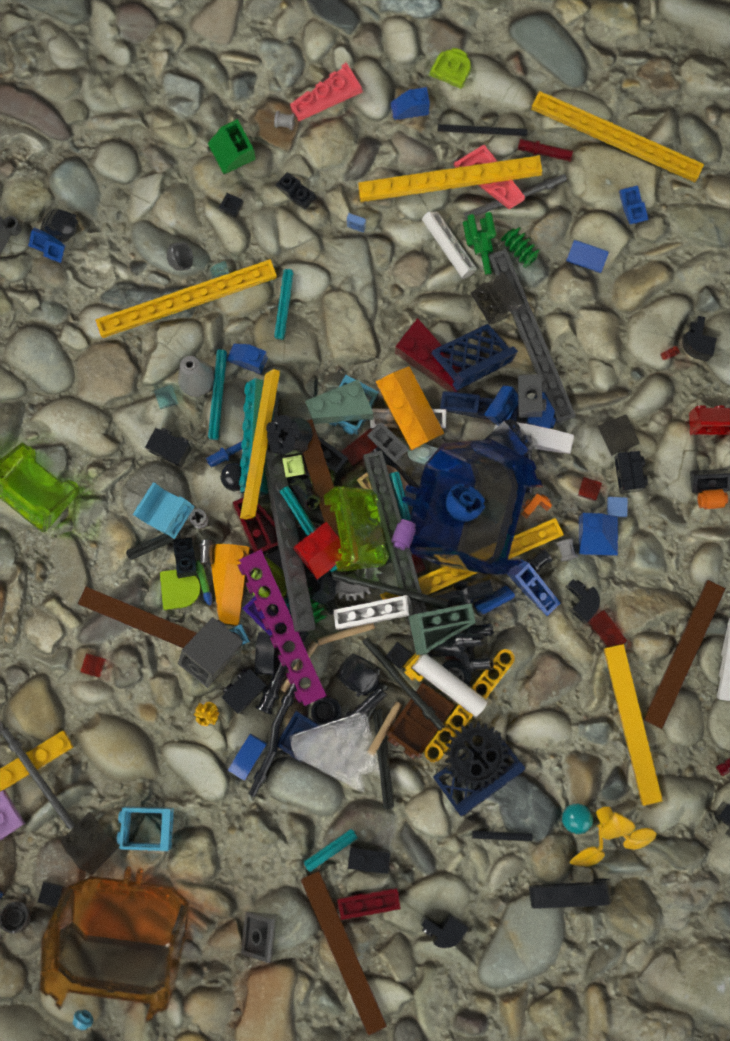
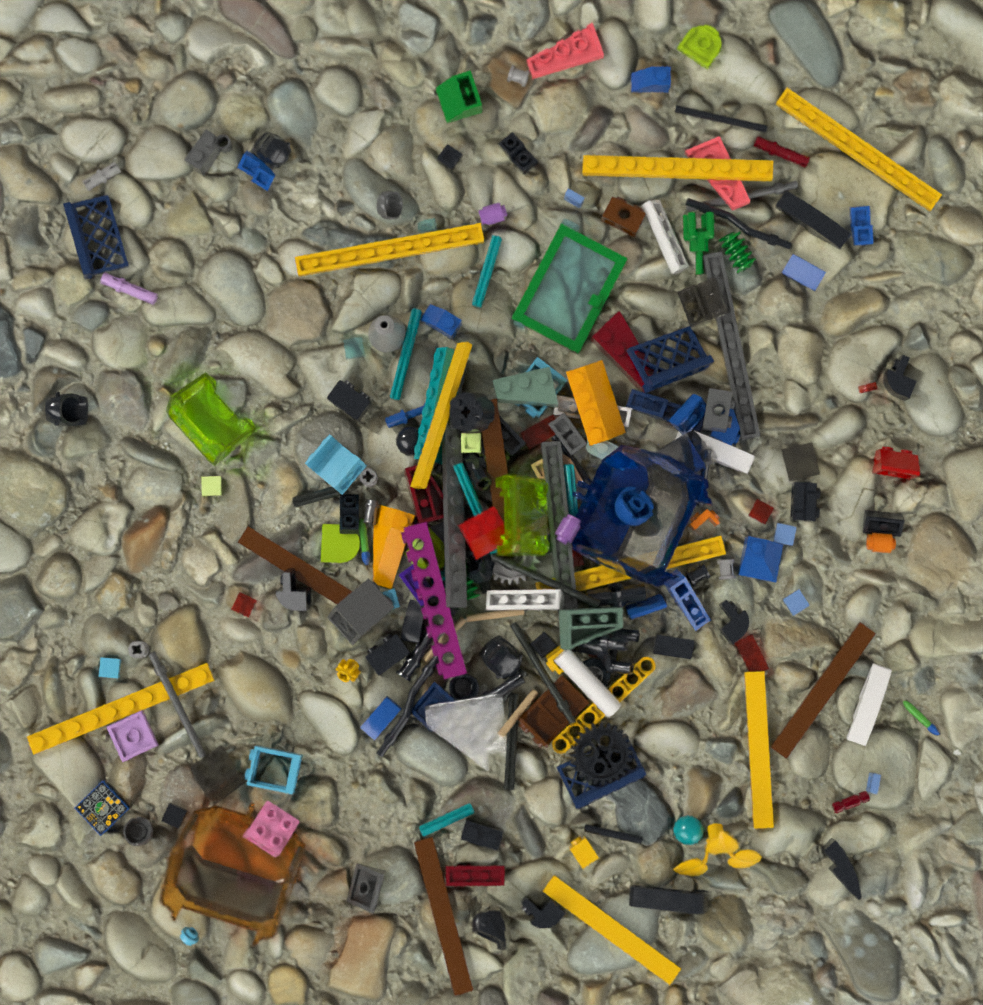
camera: 10 degrees right, 5 degrees up
(44, 553) = (211, 486): none -> yellowish green tile
(138, 648) = (291, 596): none -> brick
(151, 891) = (271, 829): none -> bright pink bracket
(280, 249) = (492, 214): none -> medium lavender brick
(365, 306) = (569, 288): none -> clear light blue door
(393, 955) = (490, 926): none -> black helmet
(410, 240) = (630, 225): none -> reddish brown brick
(474, 859) = (583, 851): none -> yellow brick
(518, 936) = (611, 929): none -> yellow tile
(528, 635) = (673, 646): none -> black slope
(551, 231) = (771, 239): none -> black bar
(590, 207) = (813, 219): none -> black slope
(640, 571) = (795, 602): none -> medium blue tile

